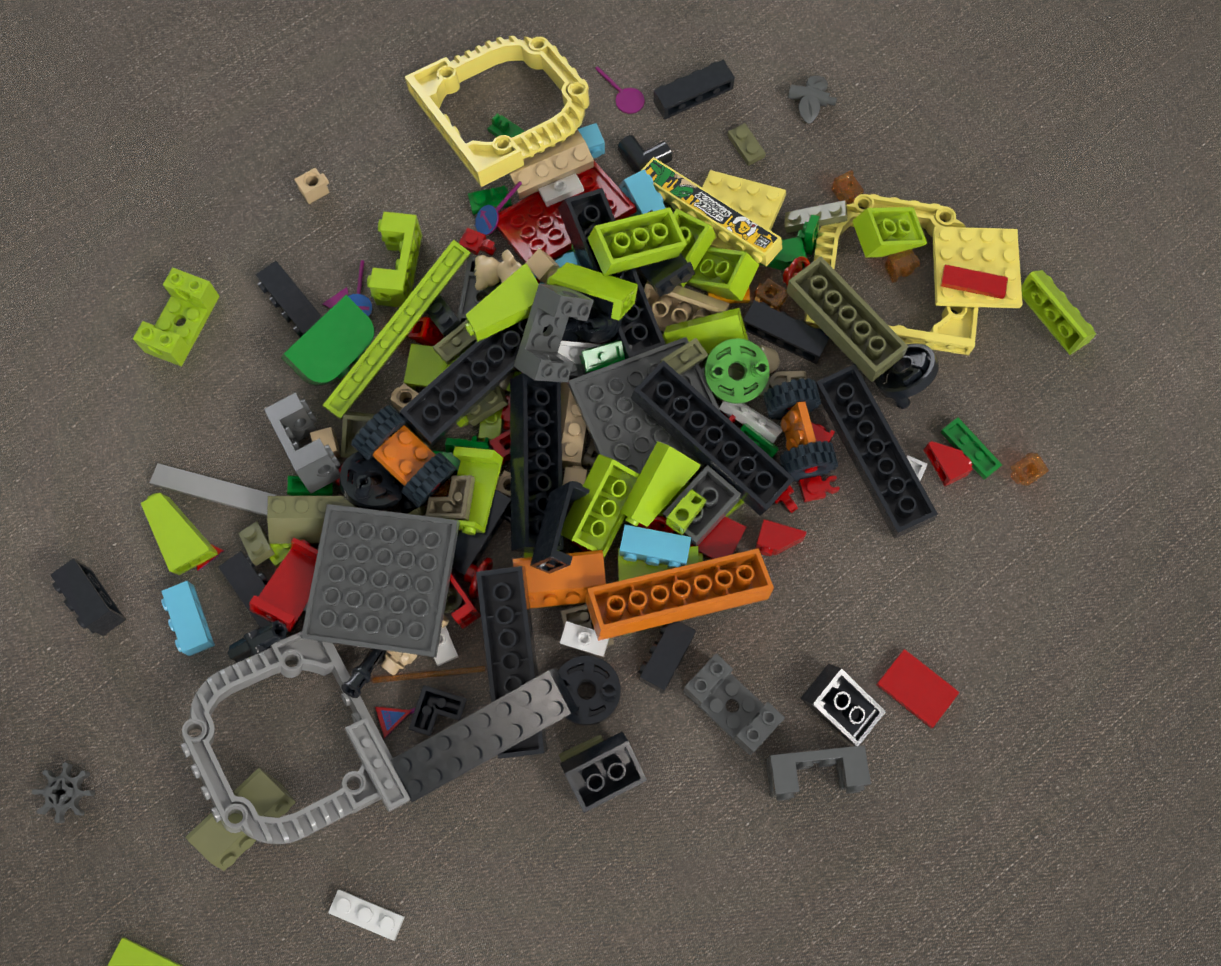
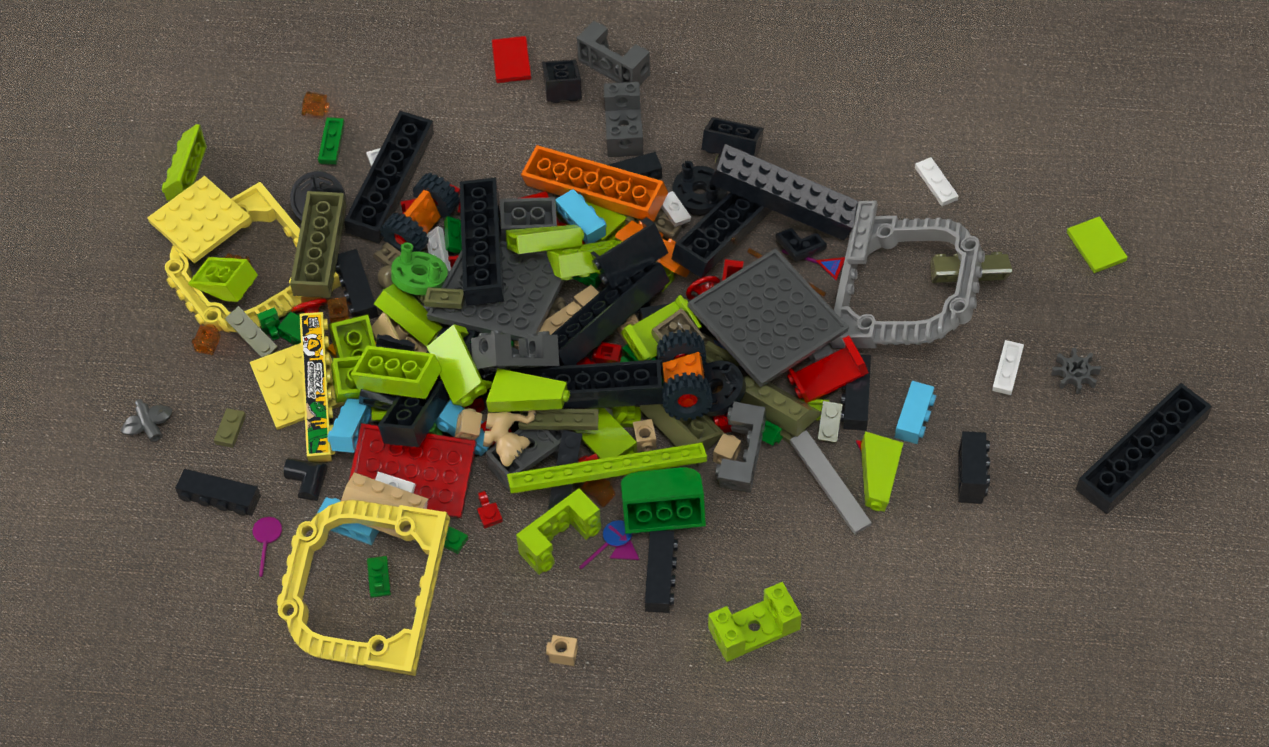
camera: 135 degrees left, 15 degrees down
(134, 742) = (1008, 367): none -> white plate
(257, 641) = (879, 352): black piece -> none
(362, 673) = (831, 285): black pin -> none
(488, 216) = (463, 515): blue piece -> none
(685, 512) = (543, 209): lime leg -> none
(777, 538) = (506, 181): red slope -> none
(948, 462) = (355, 141): red slope -> none
(974, 281) = (217, 204): red tile -> none

